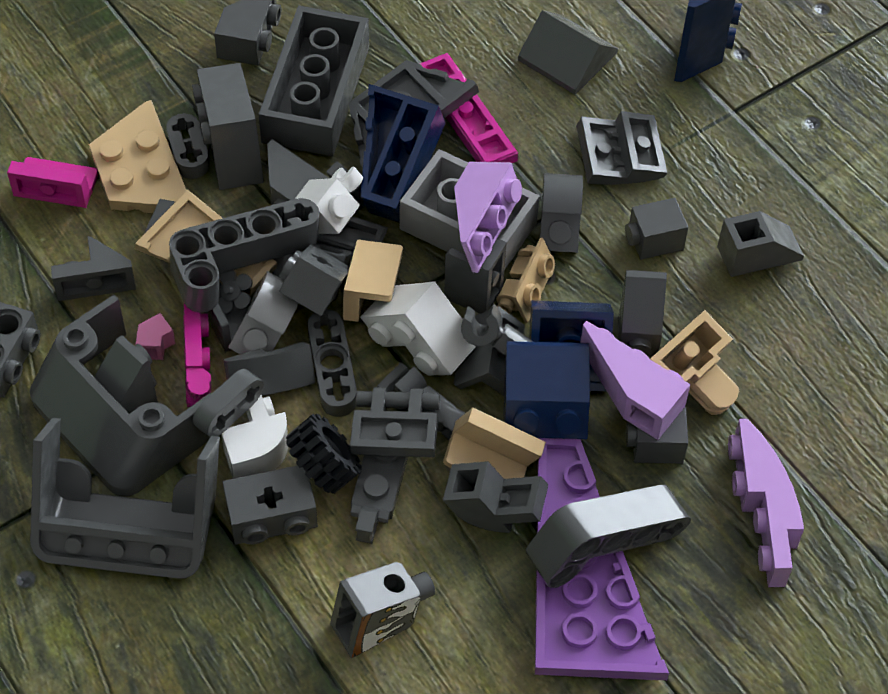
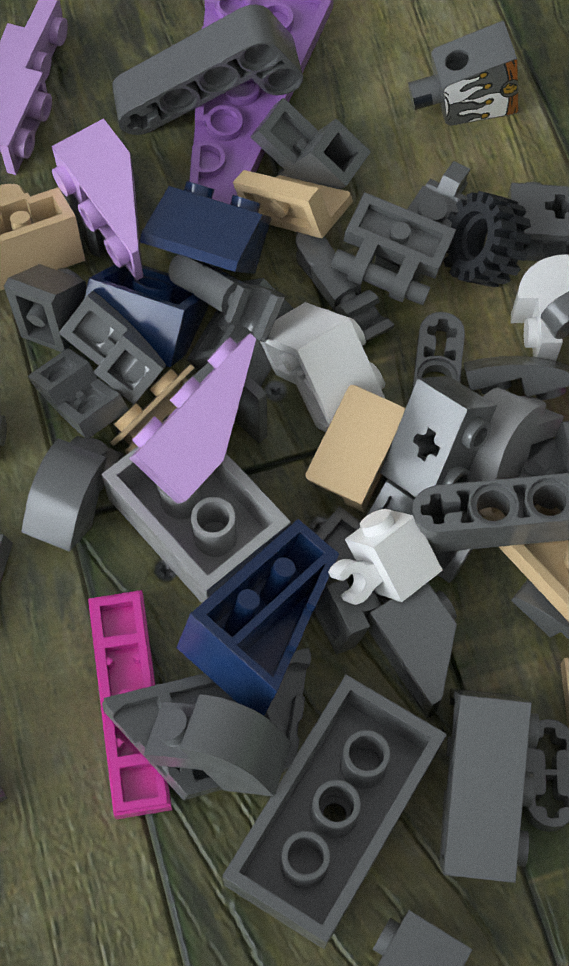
camera: 160 degrees left, 10 degrees up
(395, 63) = (222, 739): none -> dark grey brick
(570, 290) = (115, 345): none -> dark grey slope
(587, 276) = (78, 393): none -> dark grey slope

